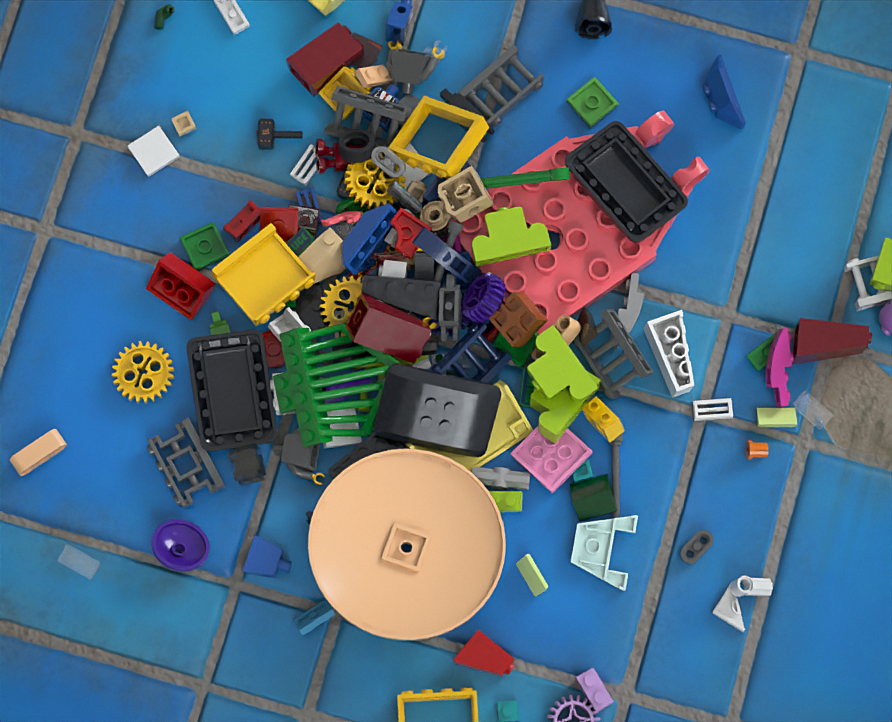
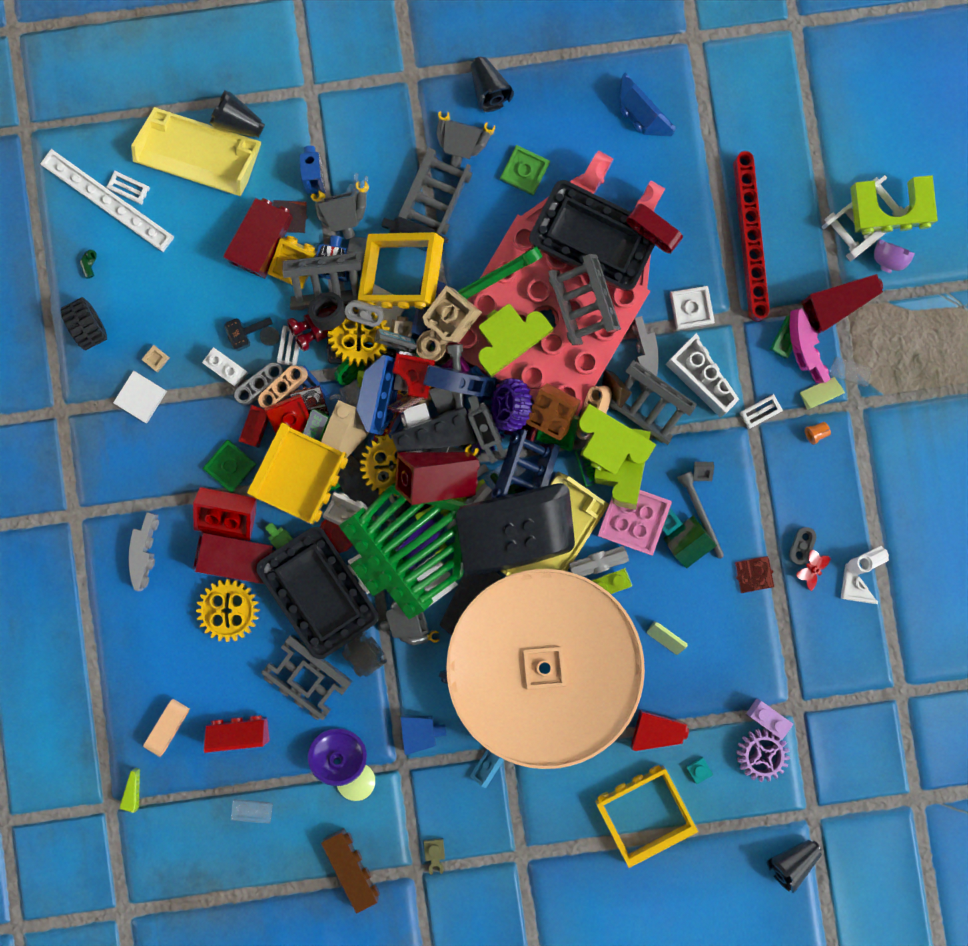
camera: 25 degrees left, 10 degrees up
(86, 291) = (139, 559): none -> light grey slope
(99, 484) = (236, 734): none -> red slope
(135, 65) = (83, 323): none -> black tyre
(143, 655) = (350, 870): none -> reddish brown brick
(167, 325) = (229, 557): none -> dark red slope
(186, 583) = (359, 788): none -> yellowish green dish
(228, 676) = (434, 852): none -> olive plate
(242, 157) = (225, 367): none -> white brick
(256, 183) = (250, 385): none -> light grey beam
(294, 148) = (269, 336): none -> clear smoke tile
(294, 195) = (291, 384): none -> light nougat beam
(350, 216) = (353, 379): coral piece -> none
(373, 76) = (311, 235): light nougat plate -> none
(546, 50) = (461, 139): none -> dark grey torso
(594, 546) = (711, 587): light aqua wing -> none
(603, 419) = (669, 467): yellow brick -> none
(607, 232) = (602, 303): none -> dark grey fence
(634, 438) = (703, 471): none -> dark grey plate
(640, 555) = (754, 574): none -> clear red piece
(682, 198) = (654, 228): none -> dark red beam
(690, 289) = (692, 308): none -> white tile
(696, 571) = (813, 569): none -> piece
(776, 240) = (751, 227): none -> red beam

